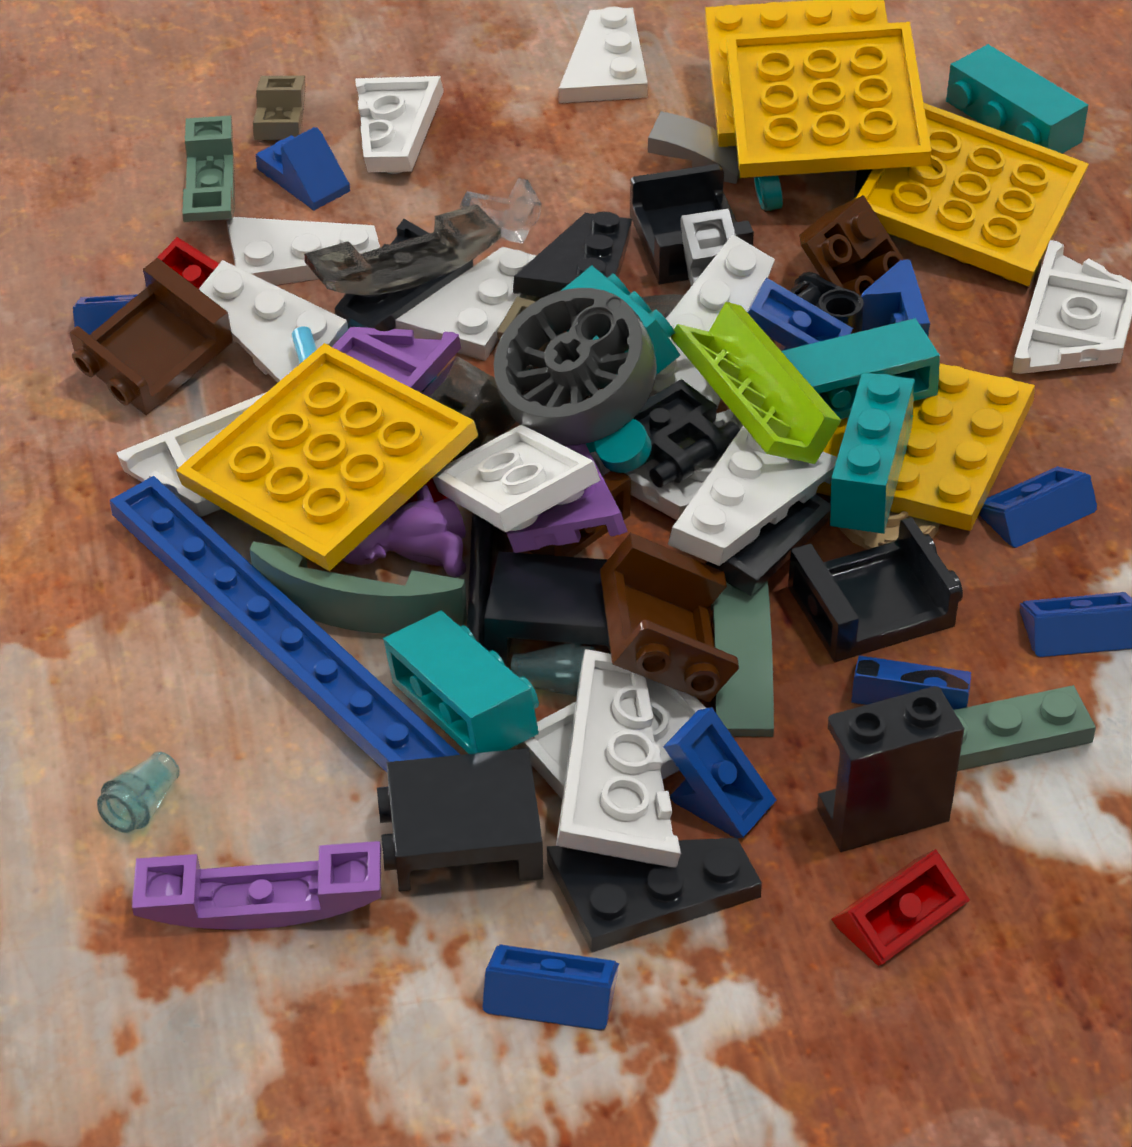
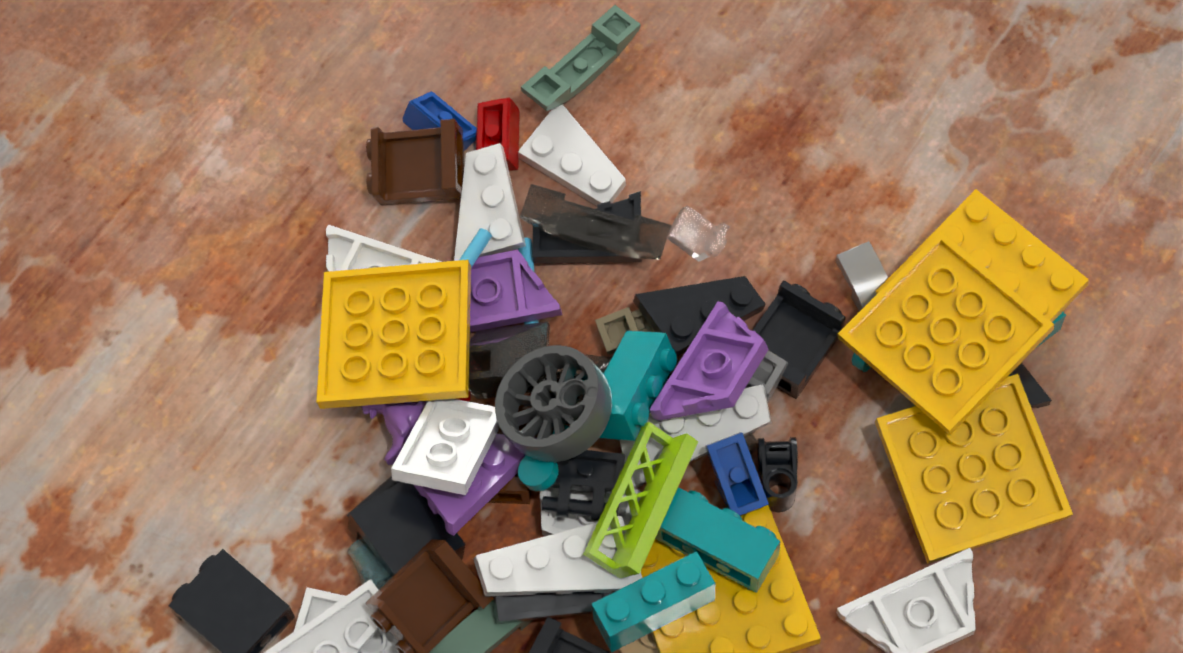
camera: 50 degrees right, 20 degrees up
(134, 795) = (124, 448): clear light blue cone -> none
(257, 896) = (111, 553): medium lavender slope -> none
(276, 627) = (280, 417): blue plate -> none
(279, 107) = (685, 35): dark tan slope -> none
(305, 168) = (639, 100): blue slope -> none
(357, 601) = (354, 461): sand green slope -> none
(396, 119) = (732, 104): white wing -> none
(462, 685) = (309, 536): teal brick -> none
(470, 304) = (611, 284): white wing -> none
(606, 60) = (910, 161): white wing -> none
(673, 253) = (712, 368): none -> medium lavender wing
(850, 246) = (836, 453): reddish brown slope -> none
(894, 299) = (827, 505): blue slope -> none
(1016, 100) = (1094, 426): teal brick -> none

